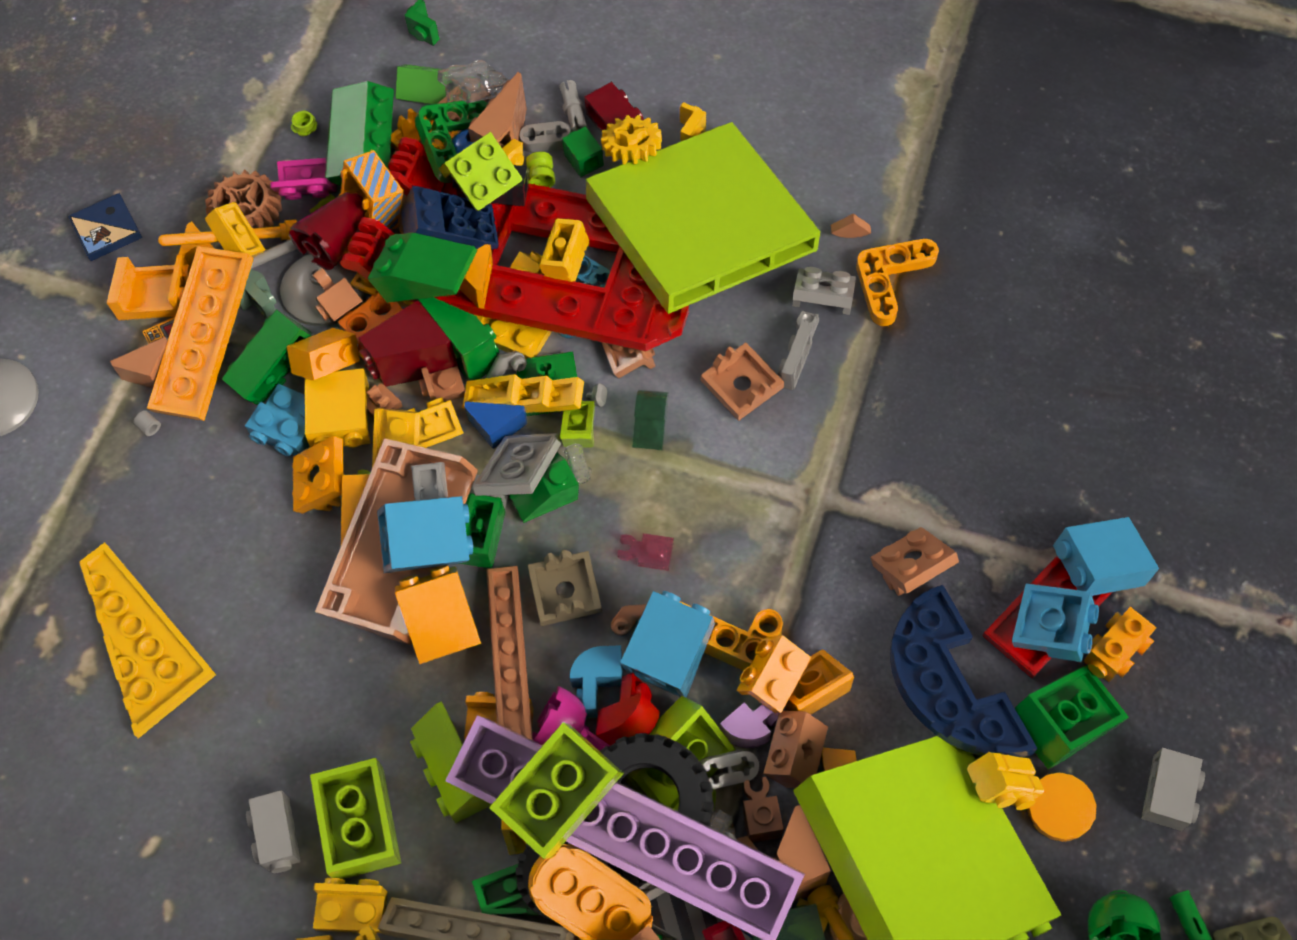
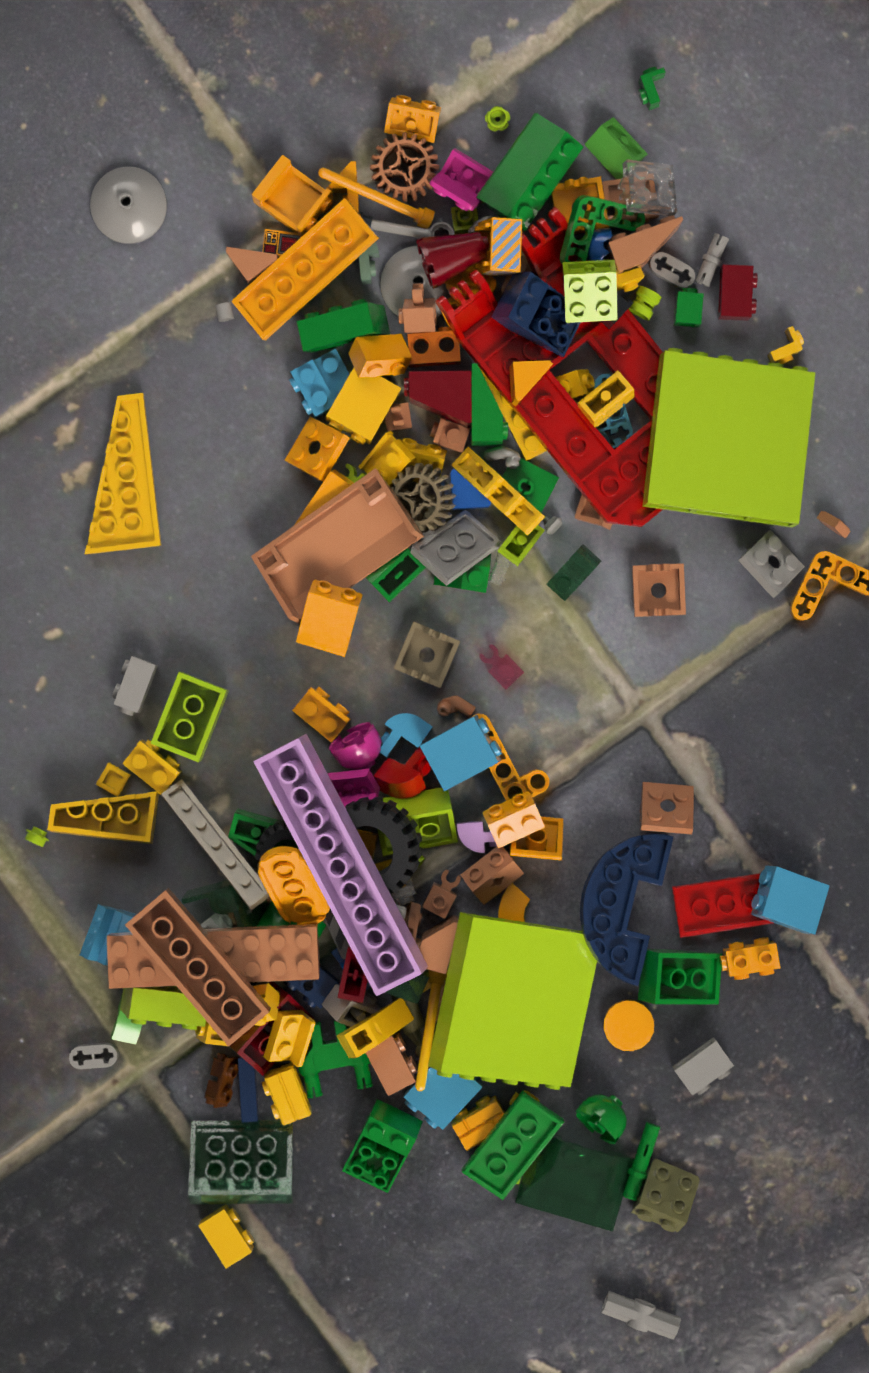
camera: 30 degrees right, 25 degrees up
(105, 227) = (291, 106): tile -> none
(213, 165) = (412, 118): none -> light orange bracket
(234, 230) = (380, 201): yellow slope -> none
(420, 267) = (489, 351): green slope -> none
(424, 534) = (353, 564): dark azure slope -> none
(429, 481) = (379, 534): light grey plate -> none
(440, 424) = (428, 480): none -> dark tan gear
(440, 745) = (270, 721): lime slope -> none
(509, 650) = (356, 680): nougat tile -> none
(556, 790) = (312, 824): lime brick -> none
(631, 139) = (736, 343): yellow gear -> none
(730, 776) = (441, 853): light grey beam -> none
(798, 349) = (718, 593): light grey hinge -> none
(1005, 780) = (602, 990): yellow brick -> none
(1055, 621) = (718, 918): dark azure plate -> none

